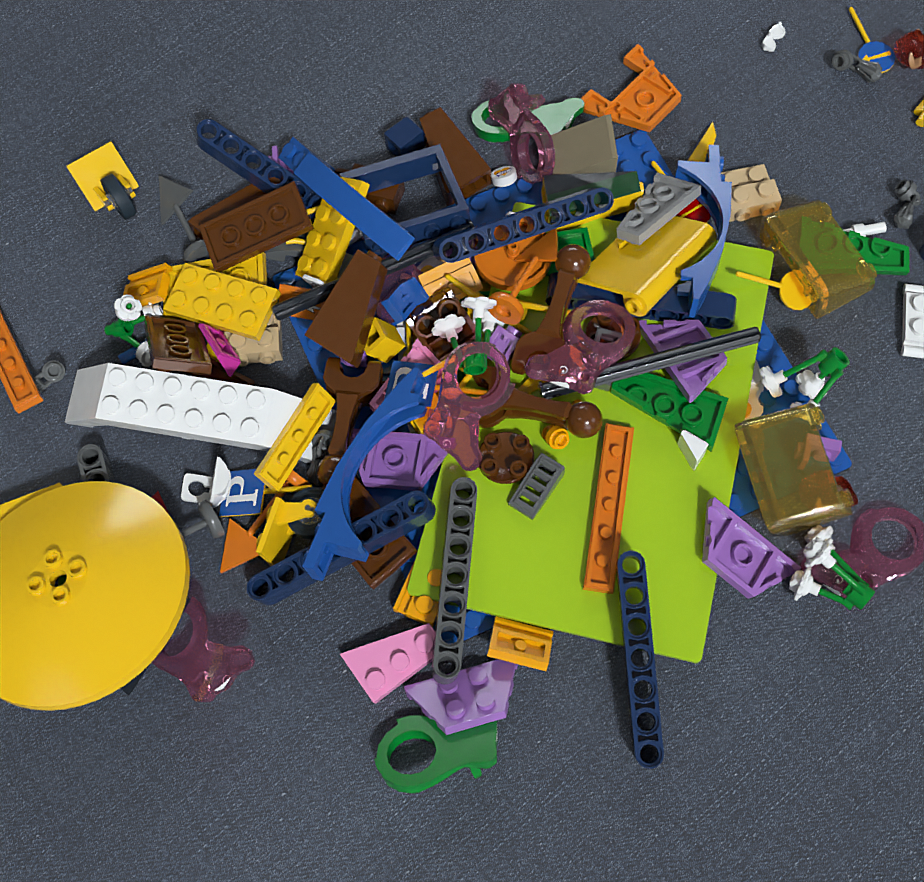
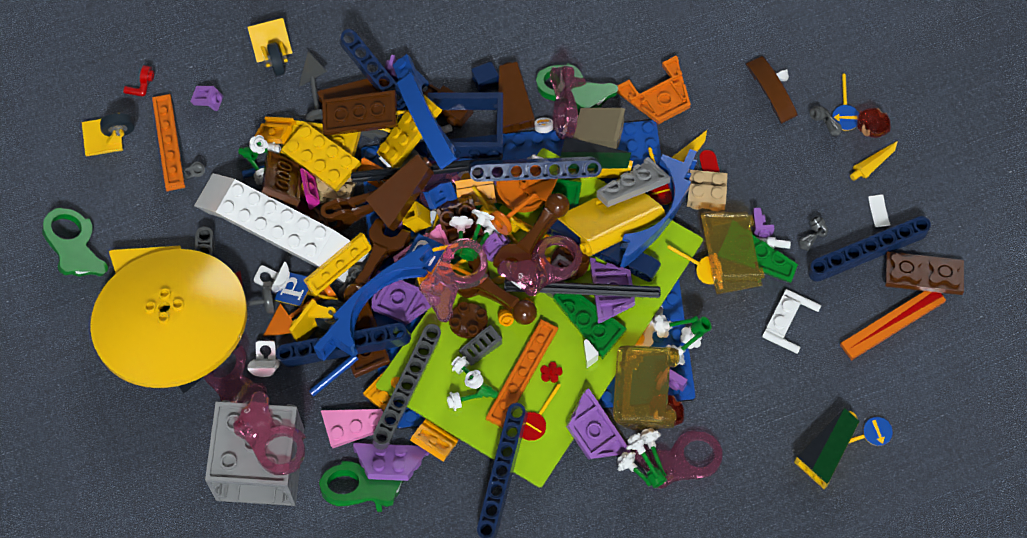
camera: 15 degrees right, 0 degrees up
(39, 272) = (207, 96): none -> medium lavender bracket
(235, 617) = (264, 367): none -> white piece
(261, 723) = (258, 429): none -> clear pink animal
(264, 756) = (233, 468): none -> light grey piece
(282, 361) = (346, 211): none -> reddish brown piece
(340, 597) = (333, 375): none -> blue bar
(551, 538) = (473, 380): none -> white plant
(648, 492) = (551, 373): none -> red plant
(659, 573) = (535, 424): none -> red piece
(732, 158) = (709, 161): none -> red piece
(775, 46) = (773, 89): none -> reddish brown slope
(844, 218) = (759, 227): none -> medium lavender bracket

